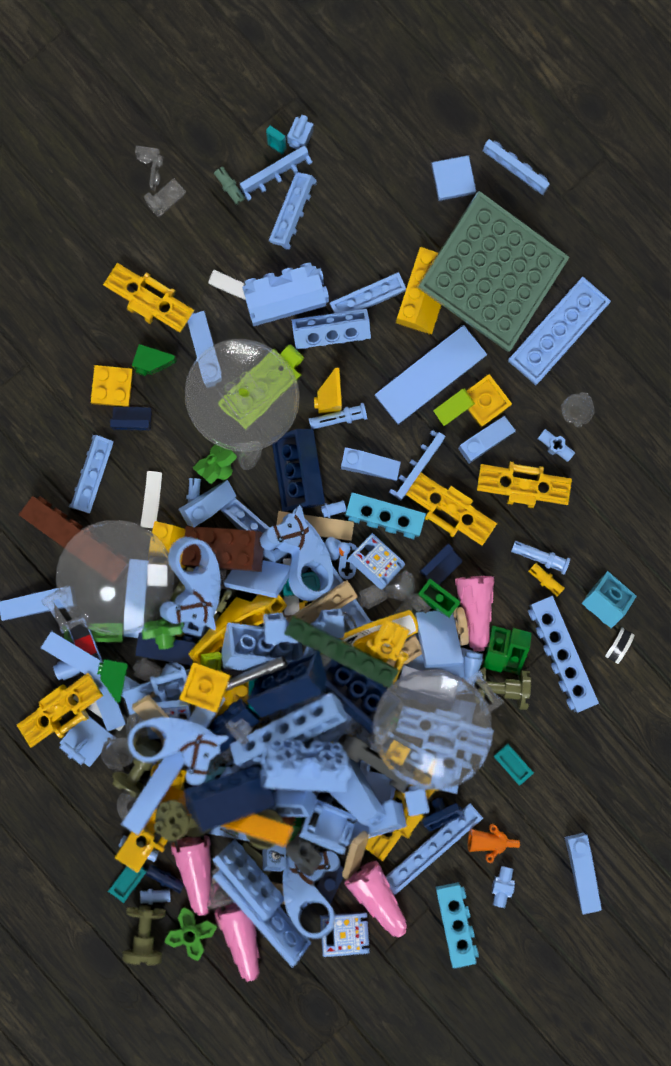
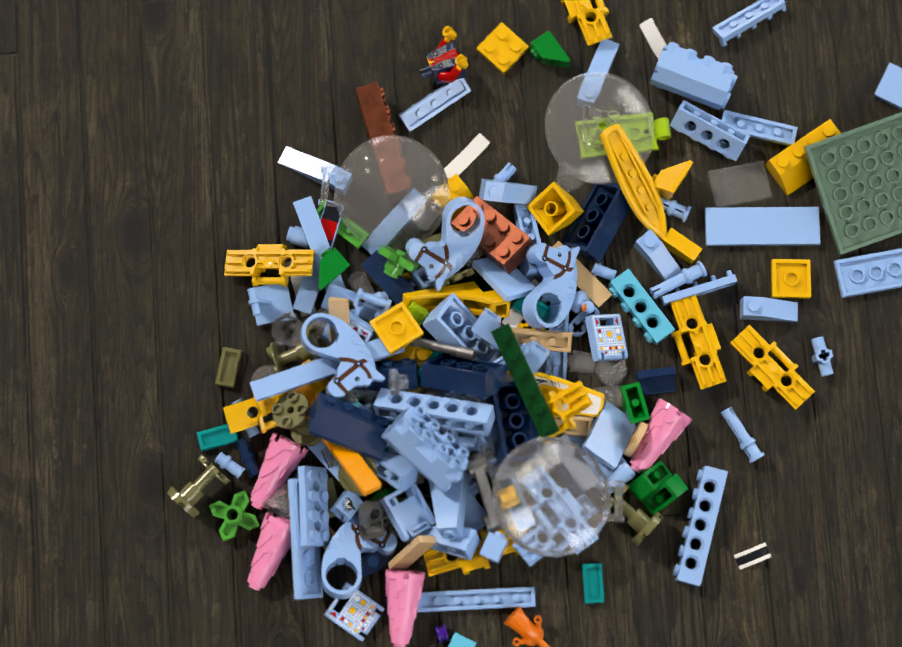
camera: 40 degrees right, 5 degrees down
(73, 435) = (444, 61): none -> torso
(92, 818) = (228, 367): none -> olive tile
(131, 418) = (498, 84): dark blue panel -> none
(216, 464) = (538, 167): bright green plant -> none
(256, 488) = (554, 208): none -> yellow slope
(302, 417) = (634, 180): none -> yellow piece
(379, 440) = (681, 246): none -> yellow panel
(387, 354) = (739, 184): none -> clear tile
(402, 462) = (686, 276): none -> light blue pin
(427, 897) = (442, 633): none -> dark purple bush
(442, 815) = (505, 577): dark blue tile -> none
(454, 407) = (761, 264): lime tile -> none
(546, 579) = (732, 456): yellow pin -> none
(578, 409) = (861, 340): clear cap -> none
(609, 600) = (771, 511): medium azure slope -> none

